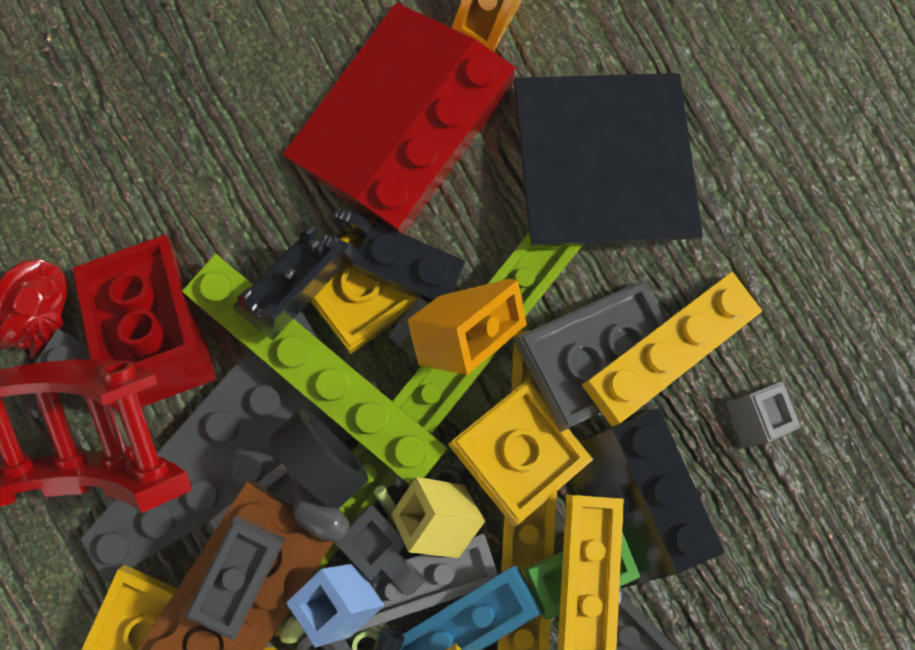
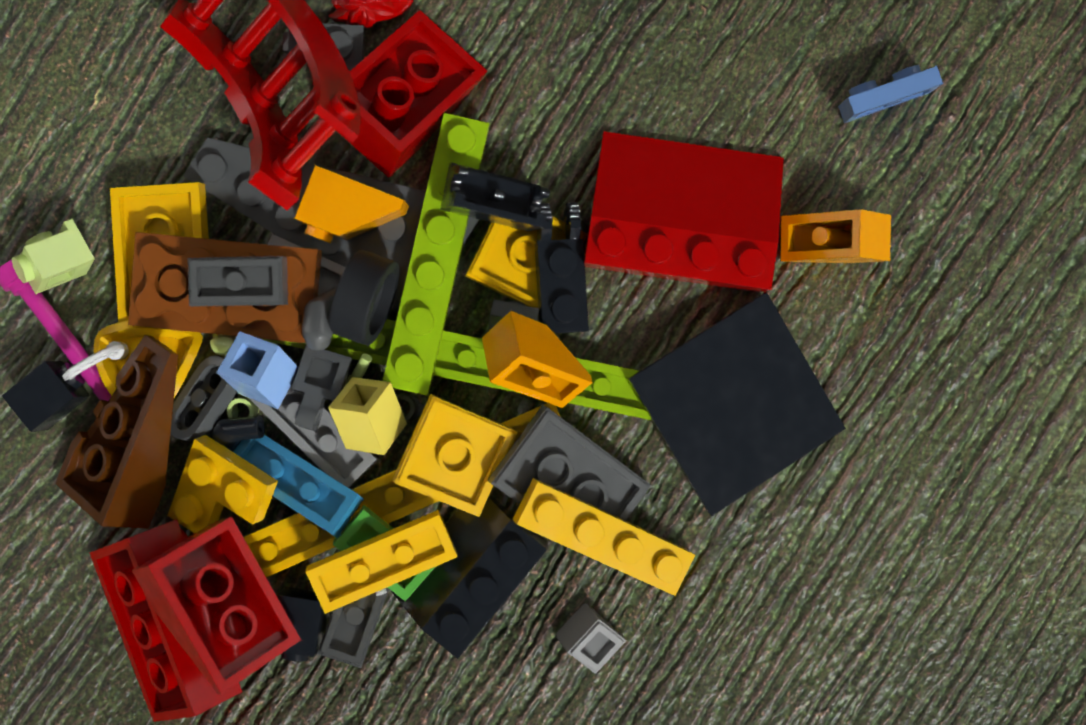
camera: 60 degrees right, 5 degrees up
(220, 433) = (344, 207): none -> light orange slope

